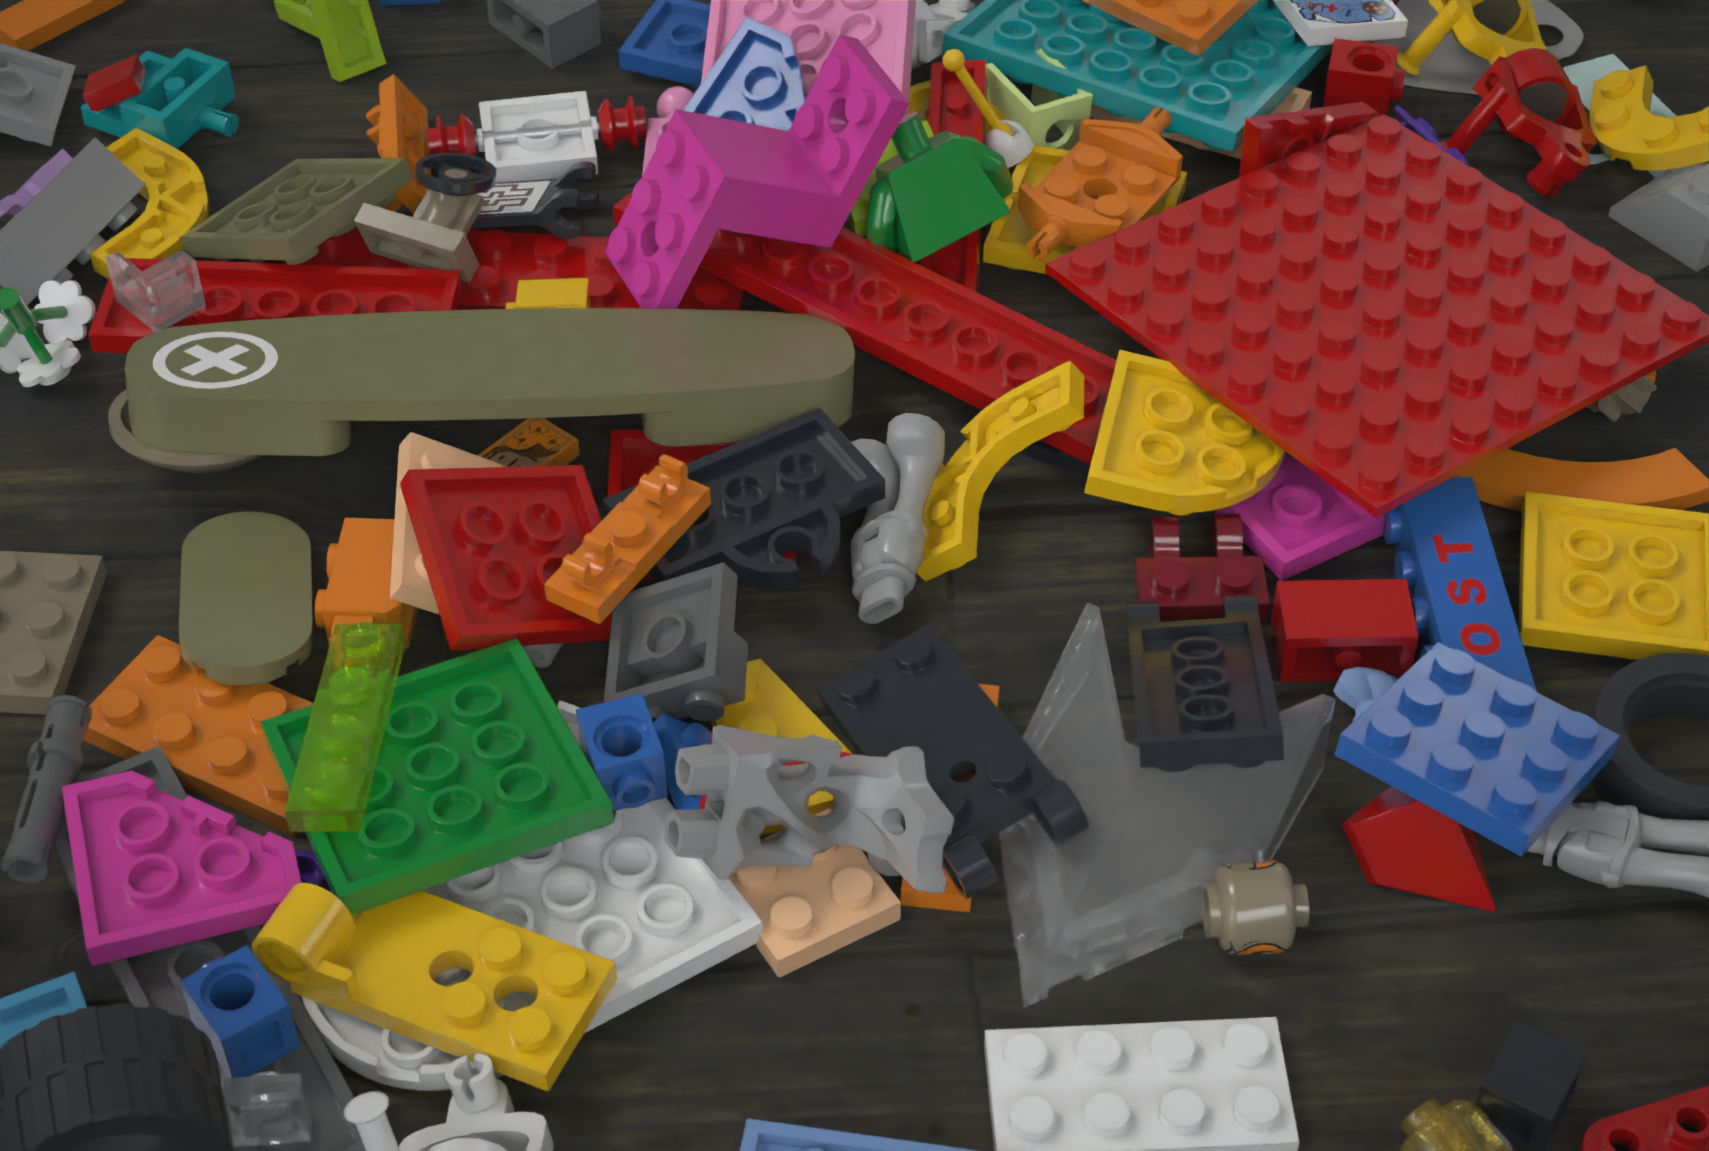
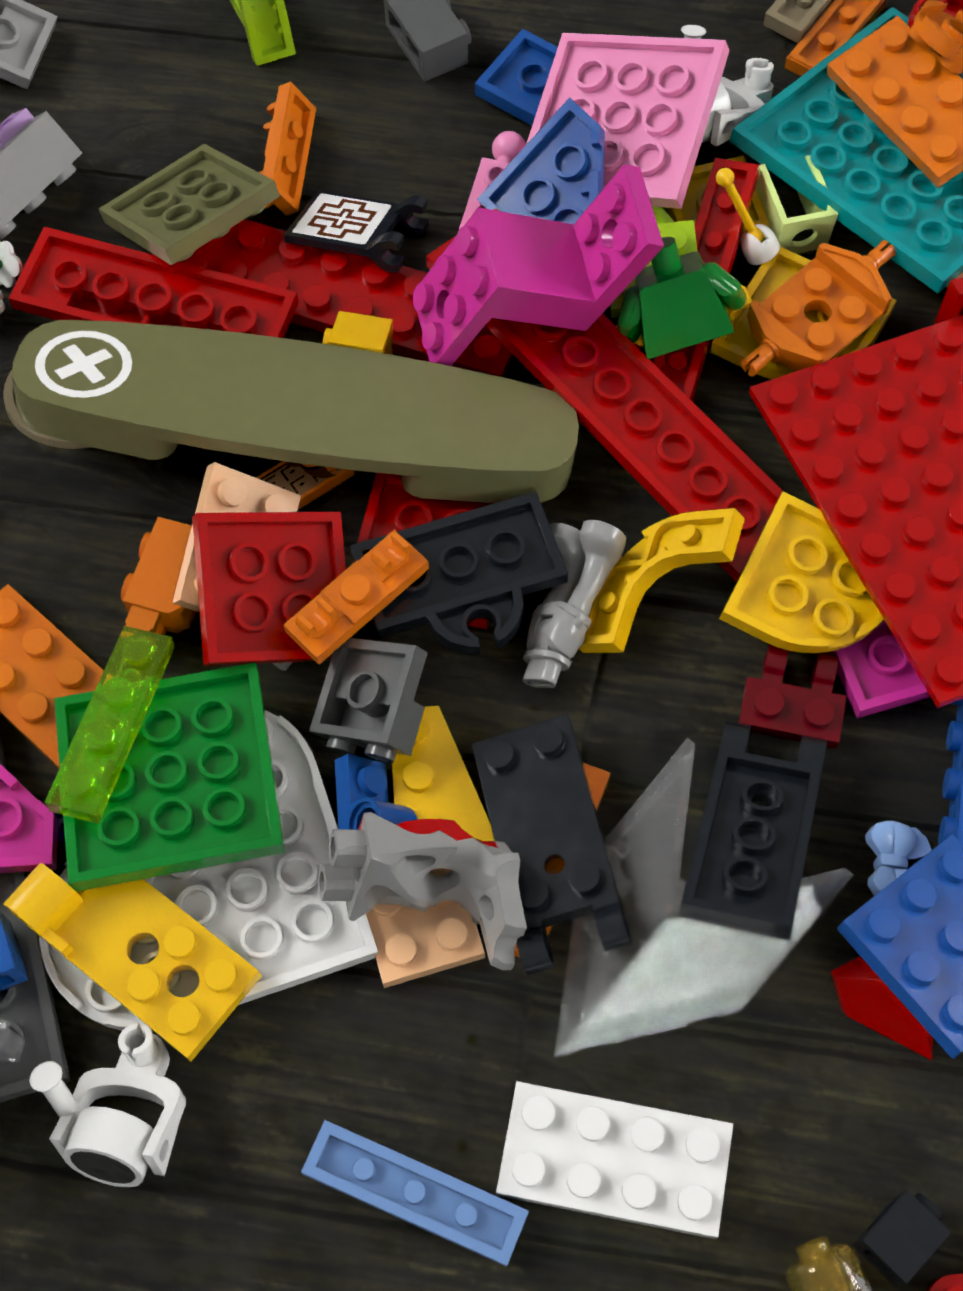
camera: 15 degrees right, 20 degrees up
(114, 83) = (76, 49): red tile -> none
(159, 293) = (64, 273): clear panel -> none
(174, 100) = (116, 65): teal plate -> none
(174, 198) = (104, 171): yellow plate -> none
(246, 597) = (76, 566): olive tile -> none
(440, 225) = (293, 238): dark tan piece -> none
(540, 134) = (392, 157): white plate -> none
(623, 751) = (305, 767): blue brick -> none
(1254, 907) = (743, 1027): dark tan head -> none
(1342, 626) = (889, 782): red brick -> none

